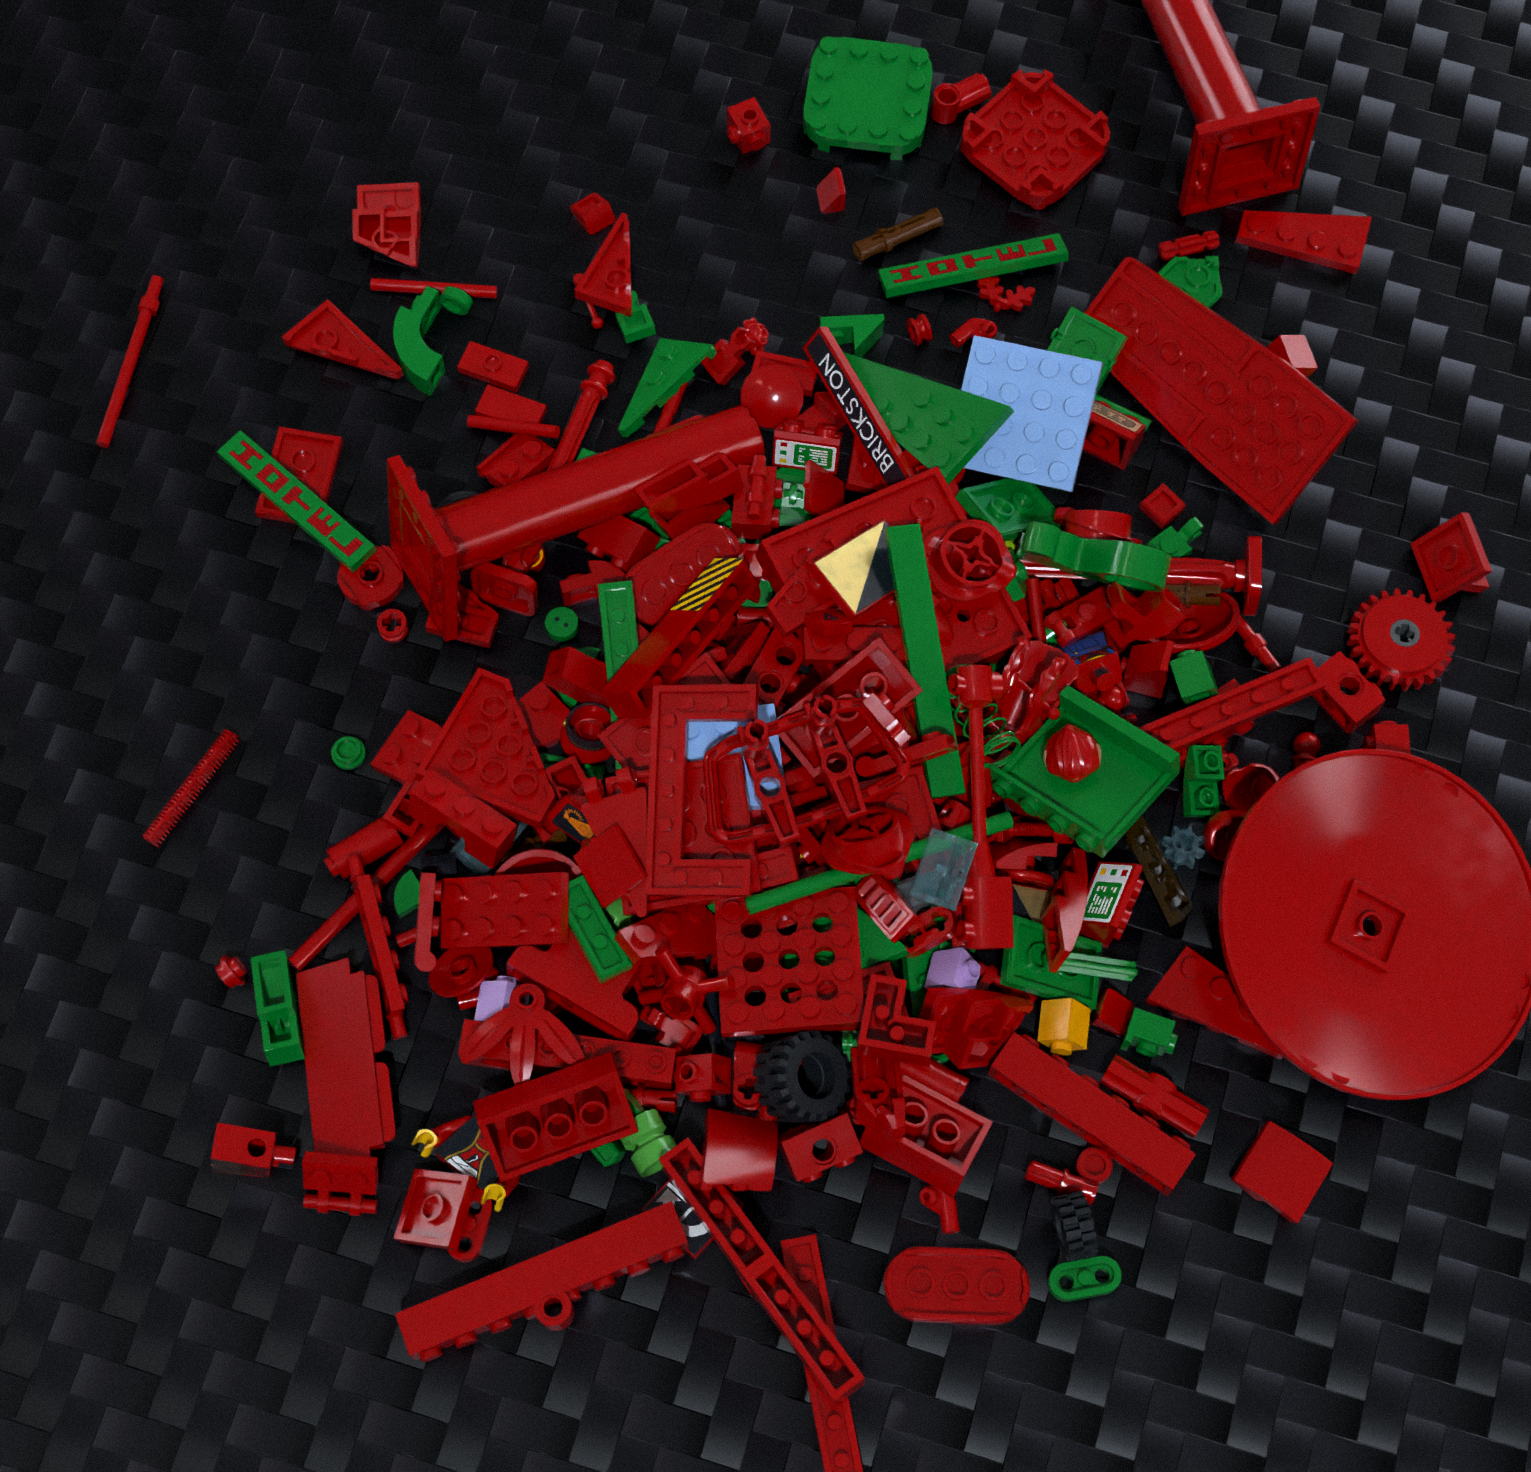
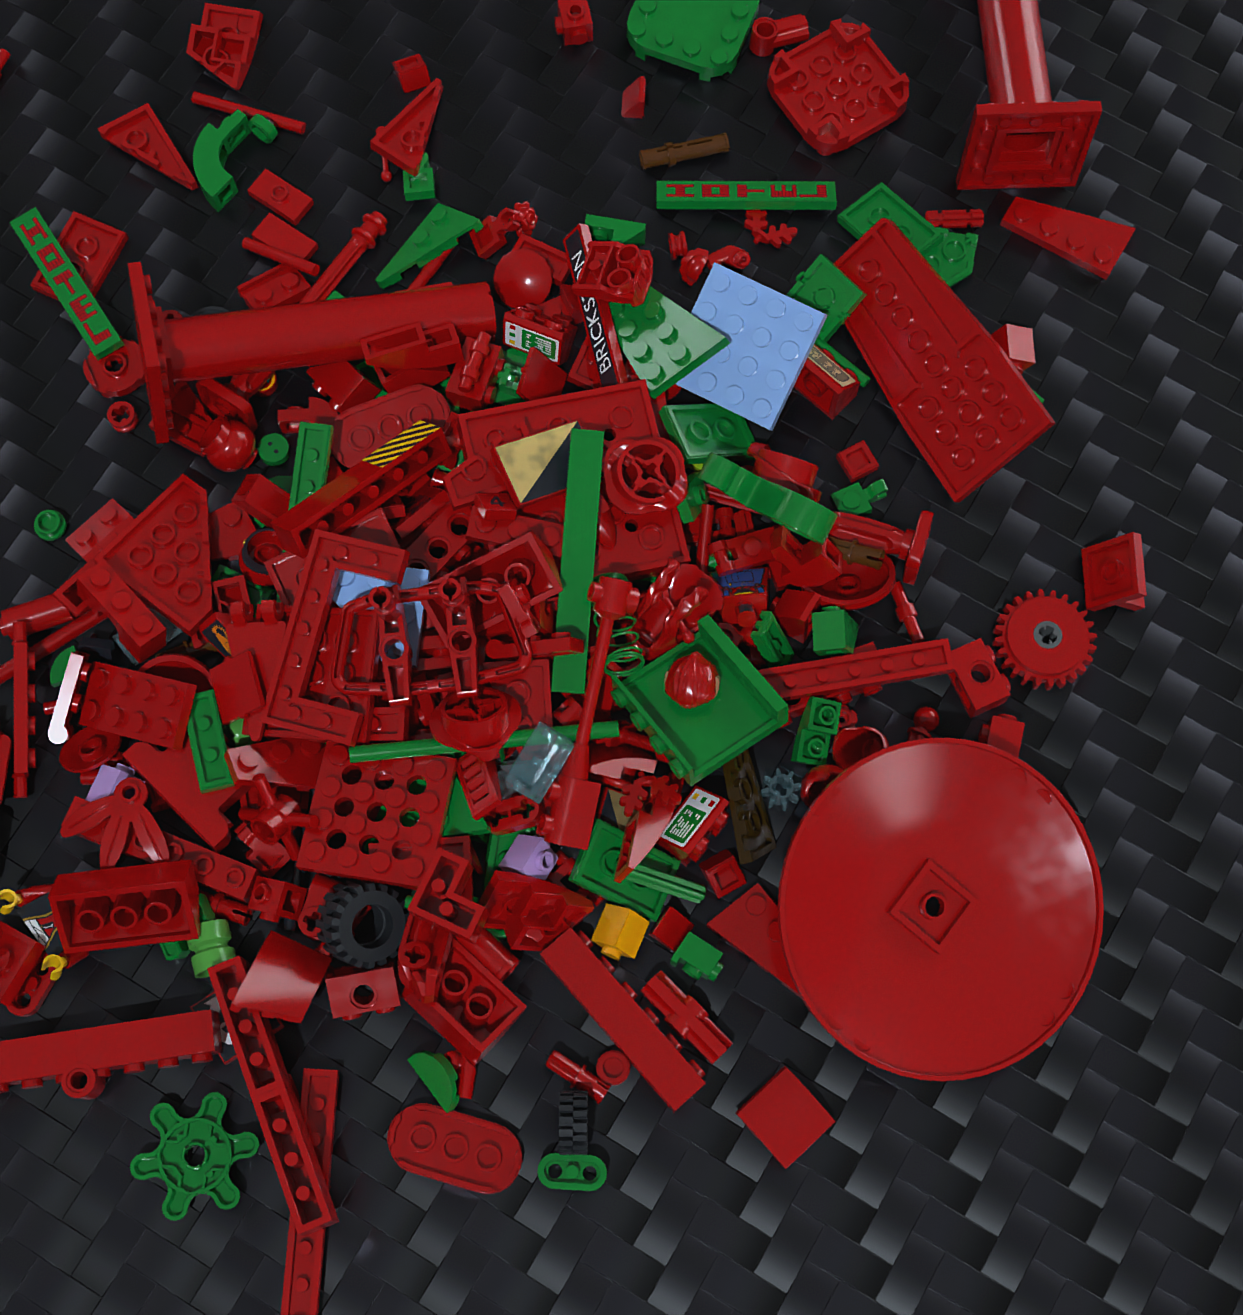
camera: 15 degrees right, 5 degrees up
(517, 627) = (228, 444): none -> red piece
(689, 1331) = (171, 1161): none -> green plate
(873, 367) = (615, 273): none -> red slope
(920, 1215) = (438, 1076): none -> green tile
(942, 346) = (693, 265): none -> red piece
(1047, 881) = (657, 785): none -> red animal
(1112, 246) = (884, 203): none -> green tile
(1133, 700) = (772, 641): none -> green tile
(1147, 945) = (722, 873): none -> red slope

